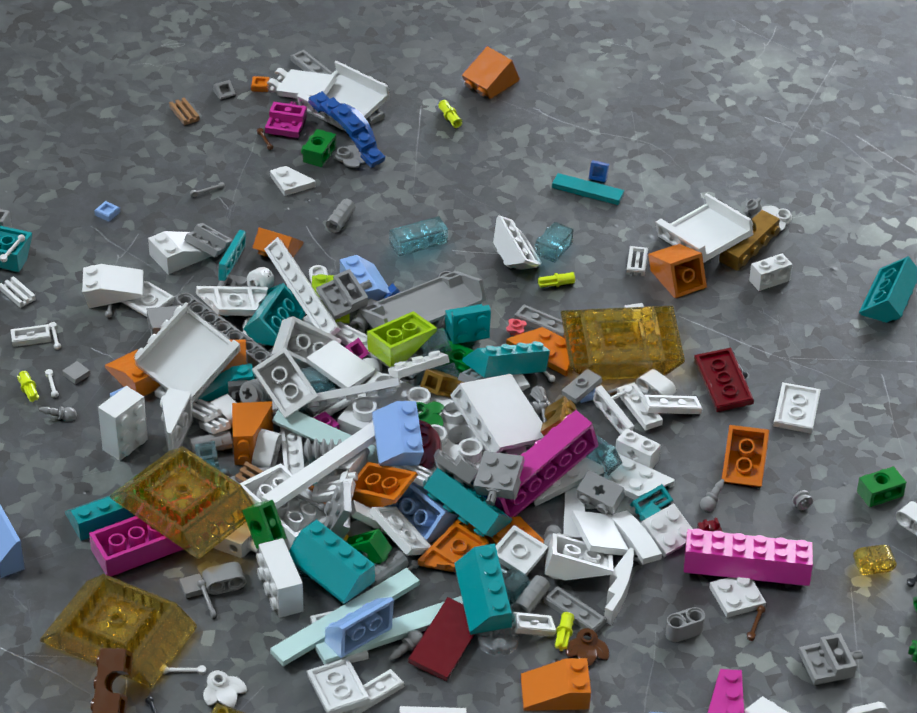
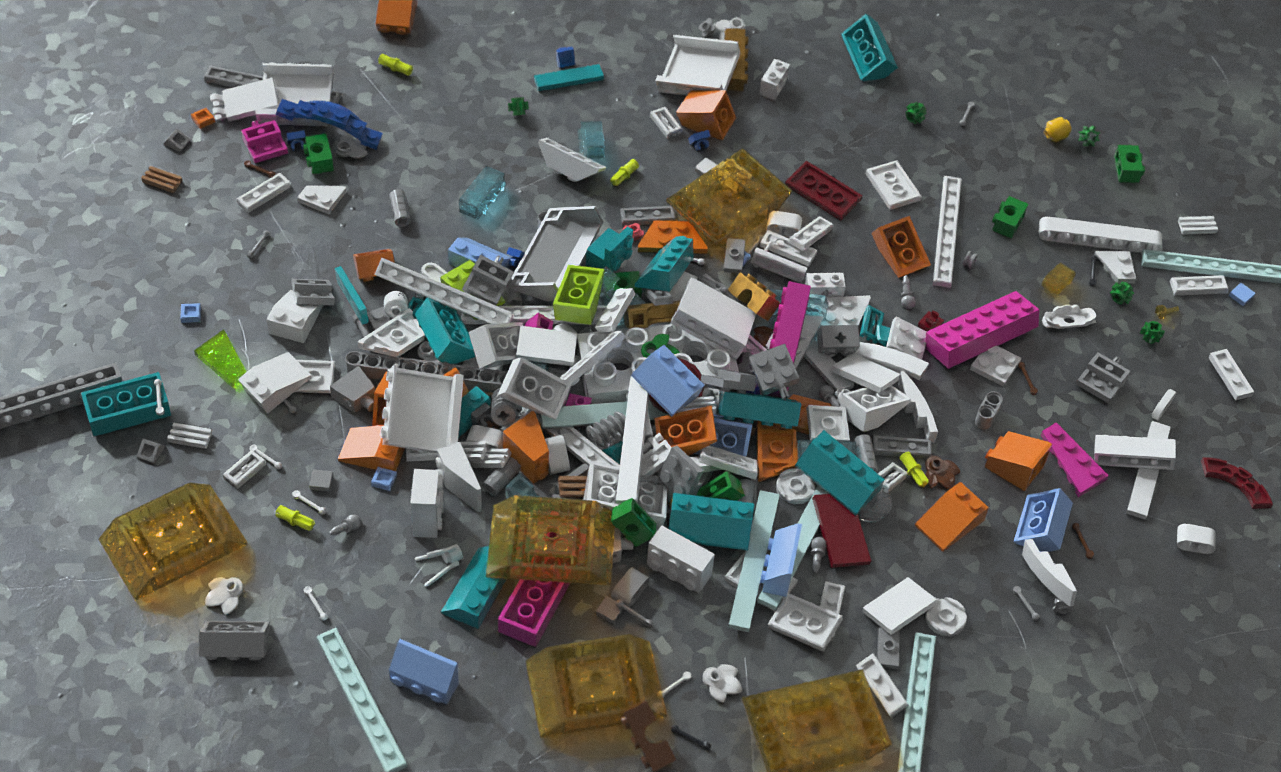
camera: 40 degrees left, 10 degrees up
(97, 248) = (221, 358): none -> clear neon green wing
(112, 475) = (450, 554): none -> white plant
(250, 156) = (263, 192): none -> white tile
(311, 127) = (296, 137): none -> blue tile
(442, 585) = (795, 486): none -> white tile
(517, 188) = (518, 106): none -> green gear
(651, 284) = (700, 137): none -> blue tile
(668, 677) = (1018, 458): none -> orange slope
(808, 469) = (947, 232): none -> white tile
(864, 601) = (1081, 317): none -> white piece
(879, 360) = (916, 112): none -> green gear

